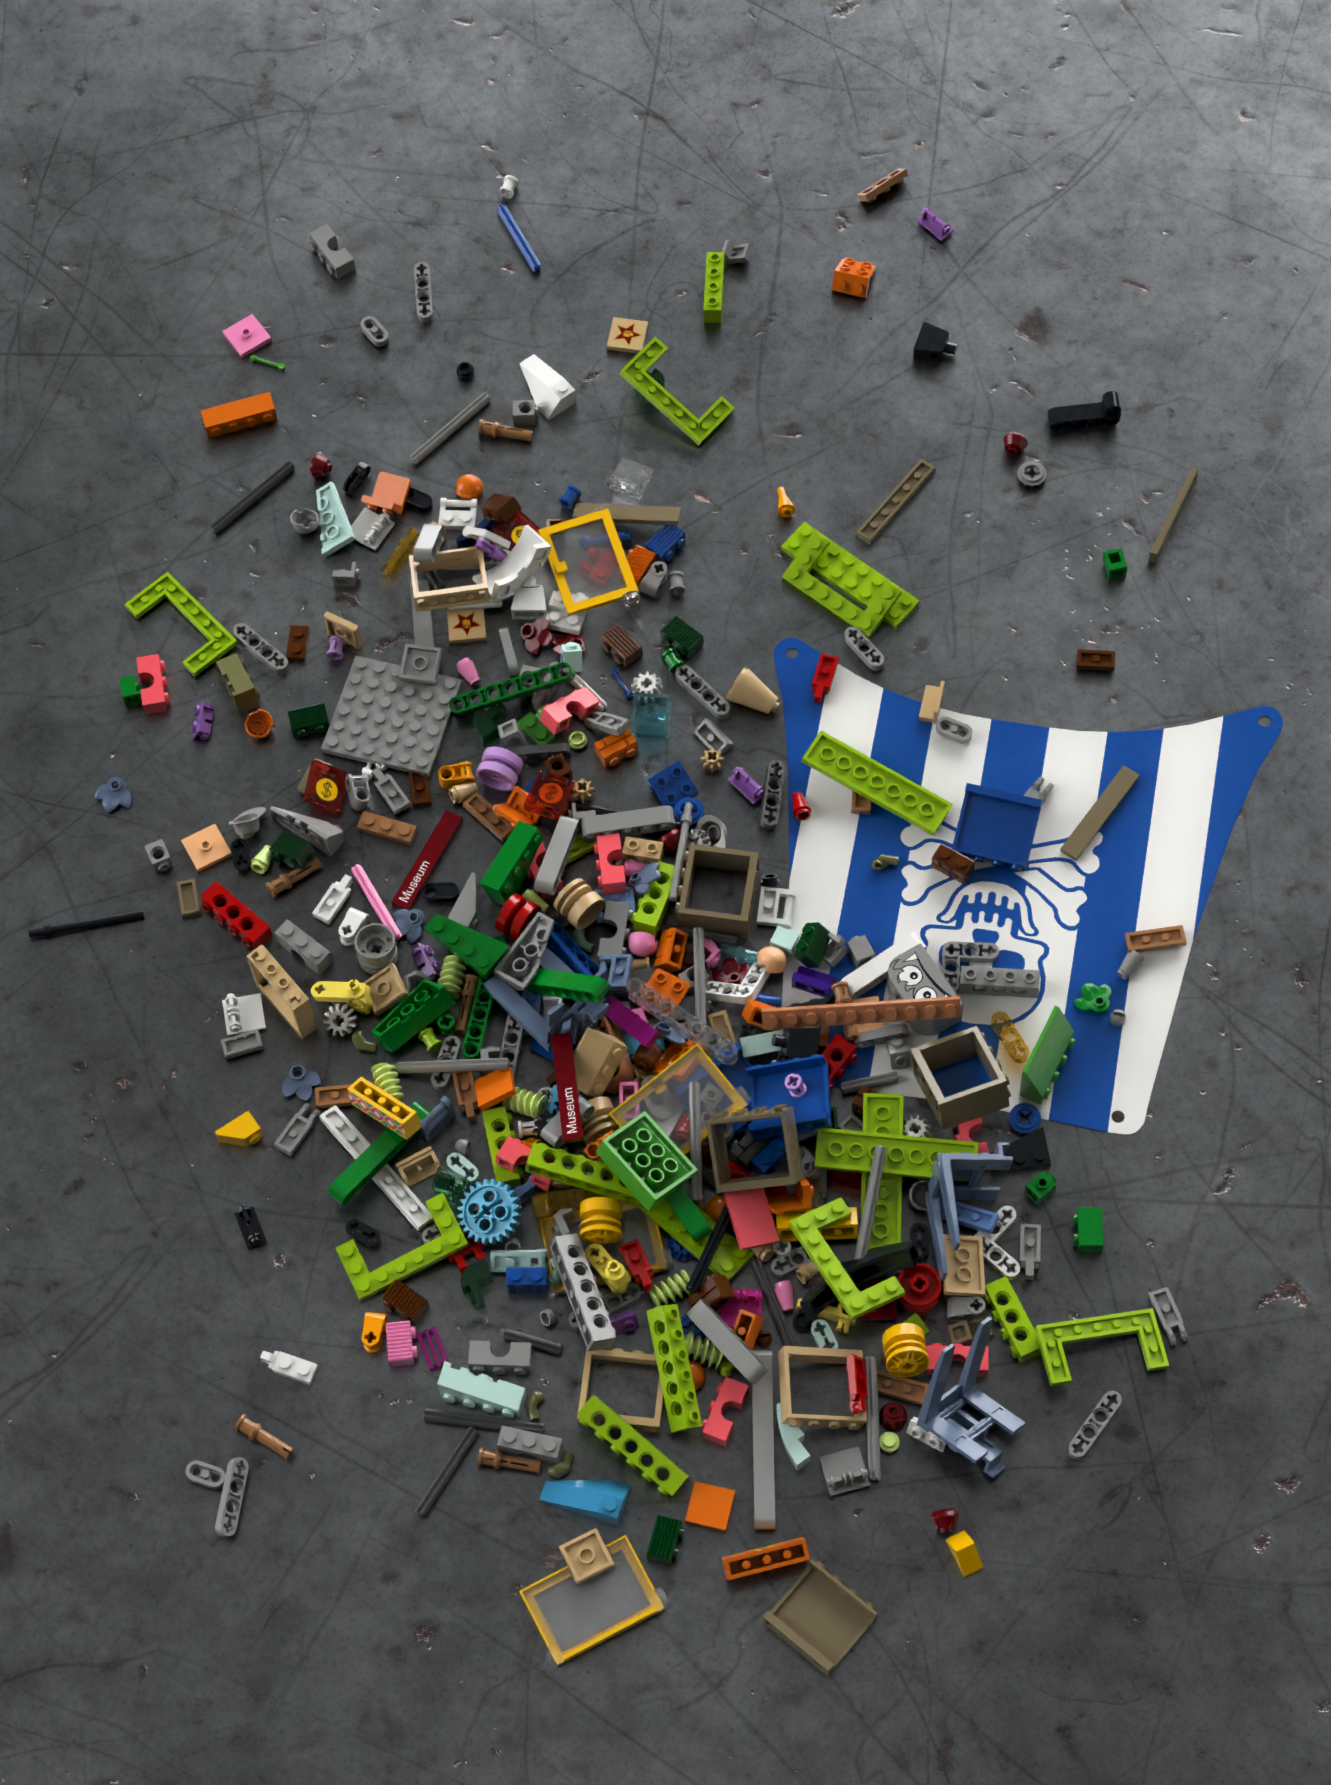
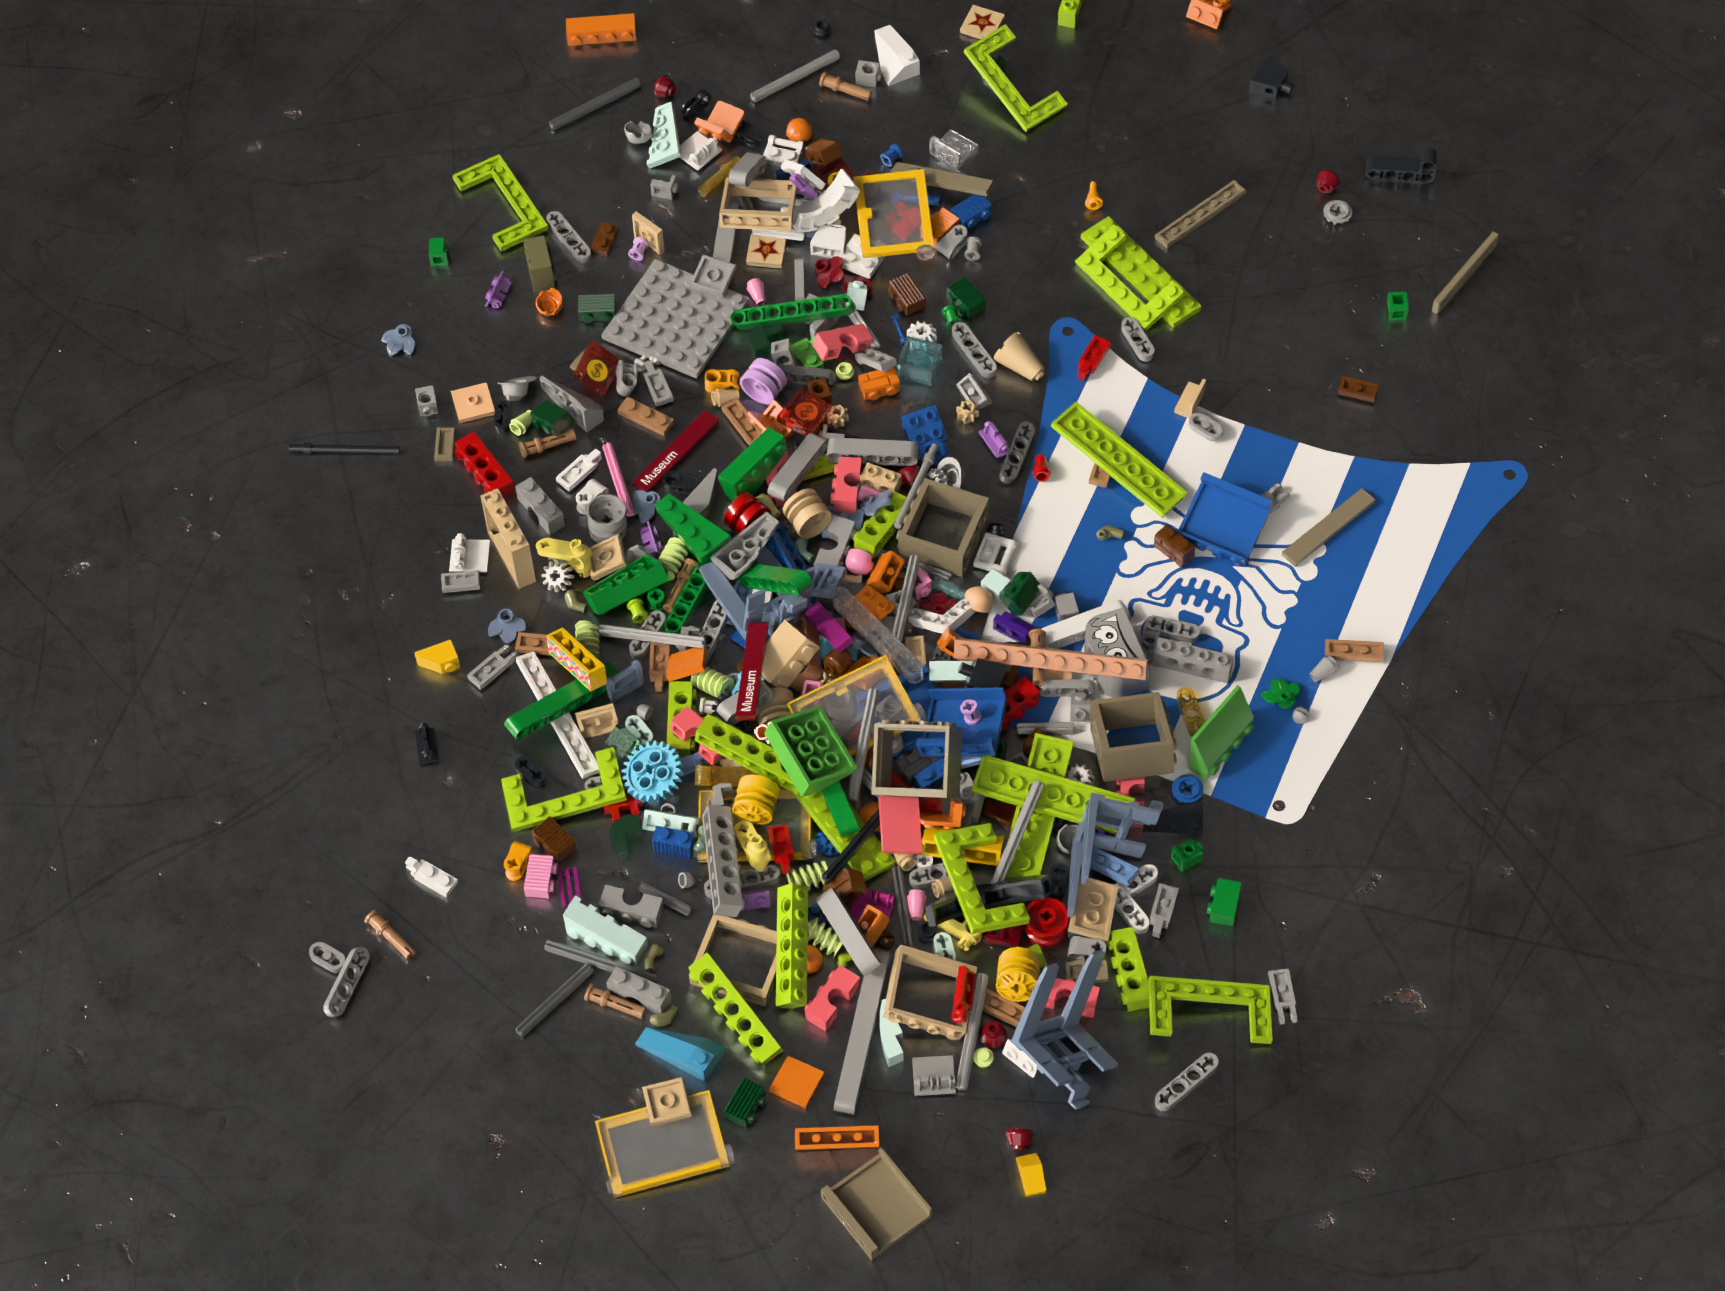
camera: 10 degrees right, 5 degrees down
(151, 670) = (460, 262): coral arch -> none
(419, 789) = (685, 388): reddish brown tile -> none

